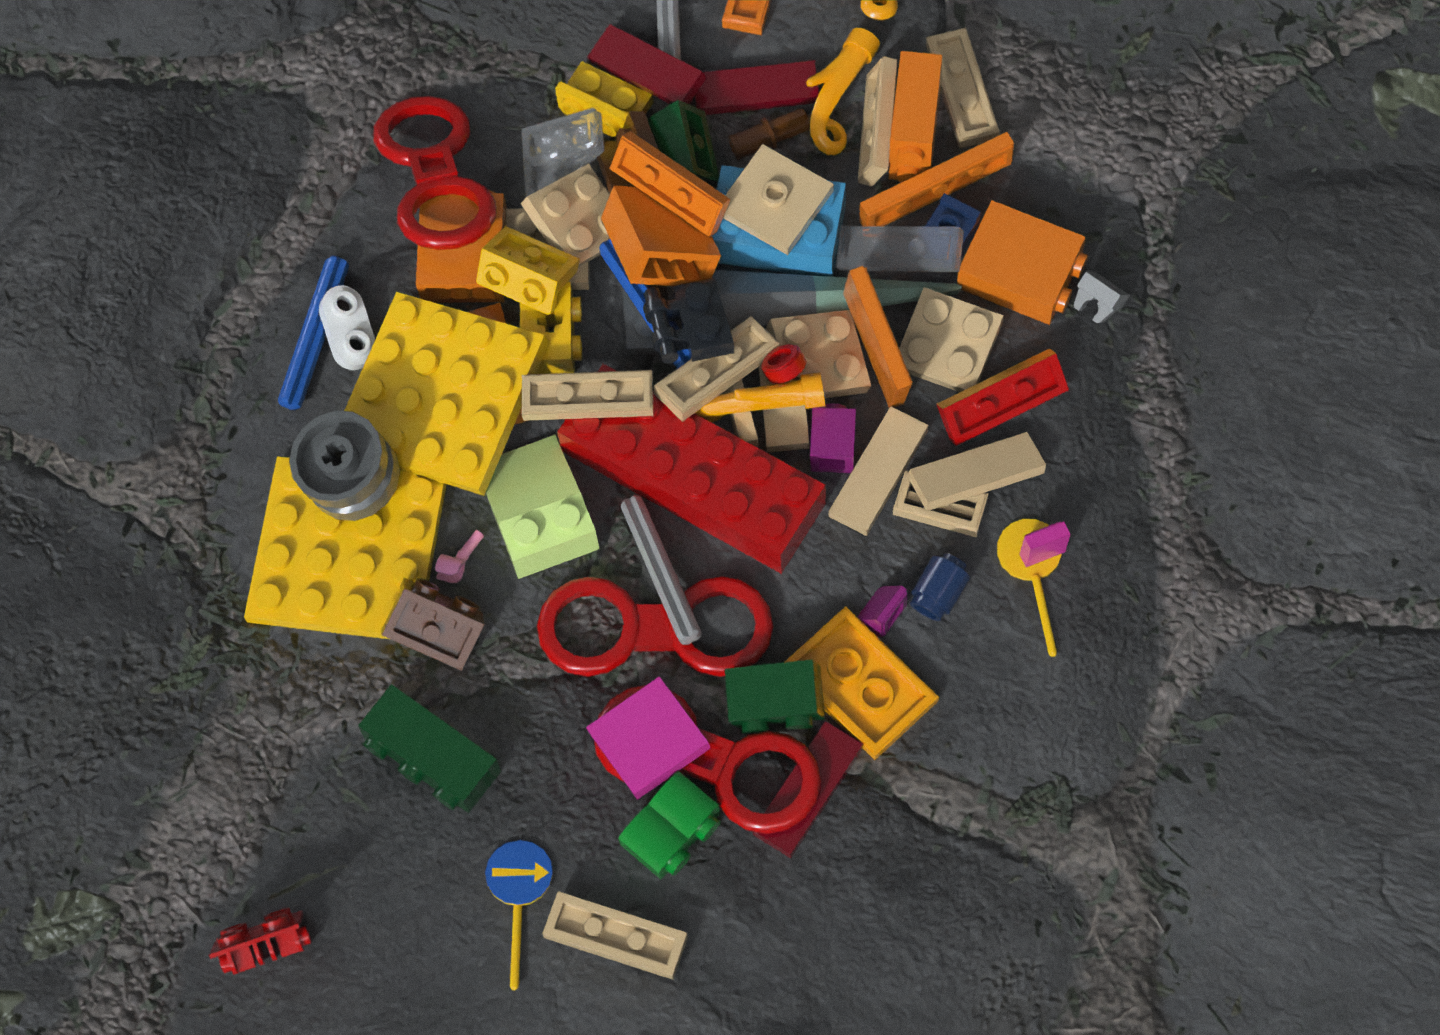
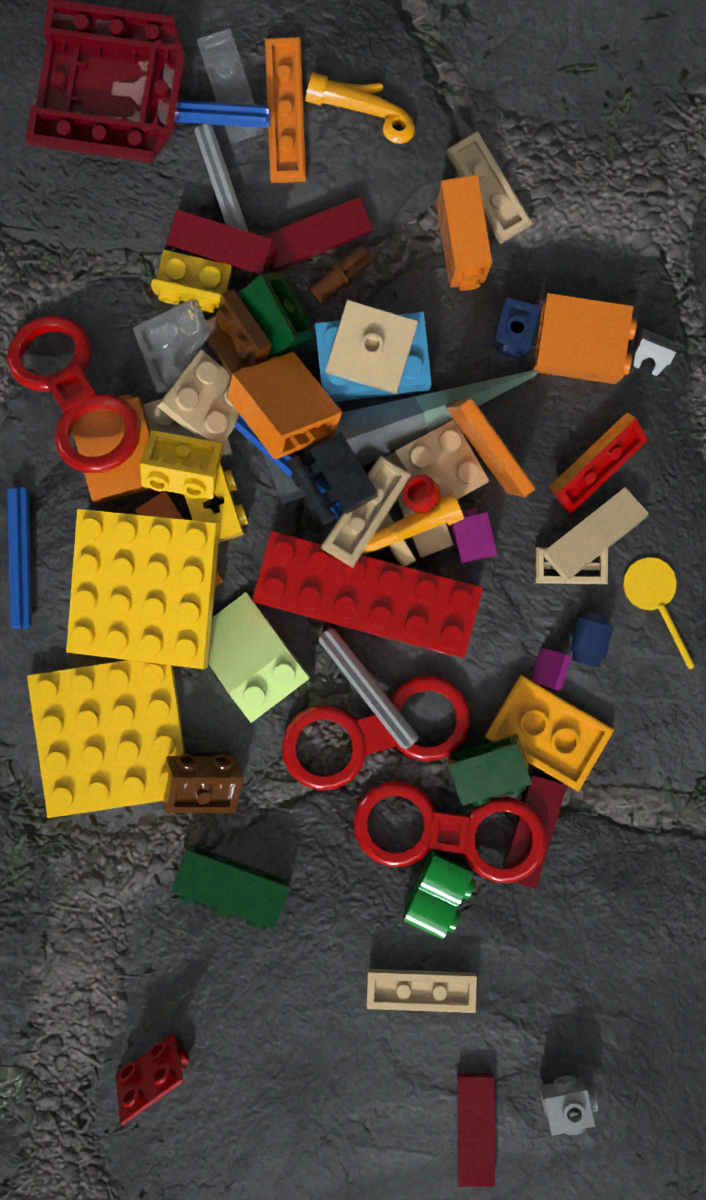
camera: 25 degrees left, 20 degrees up
(344, 465) = (87, 683): dark grey wheel -> none
(346, 325) = (44, 550): white plate -> none
(452, 568) = (200, 729): bright pink hand -> none
(518, 877) = (331, 961): blue piece -> none
(587, 395) = (268, 567): tan tile -> none
(648, 737) = (401, 833): dark pink tile -> none
(669, 184) = (279, 359): orange tile -> none
(837, 76) = (393, 178): light orange plant -> none
(877, 121) = (429, 240): tan tile -> none
(878, 471) = (514, 551): tan tile -> none
(900, 248) = (483, 356): clear tile -> none
(933, 183) = (494, 284): orange tile -> none
(949, 340) = (542, 424): tan plate -> none
(1044, 543) = (666, 583): dark pink tile -> none

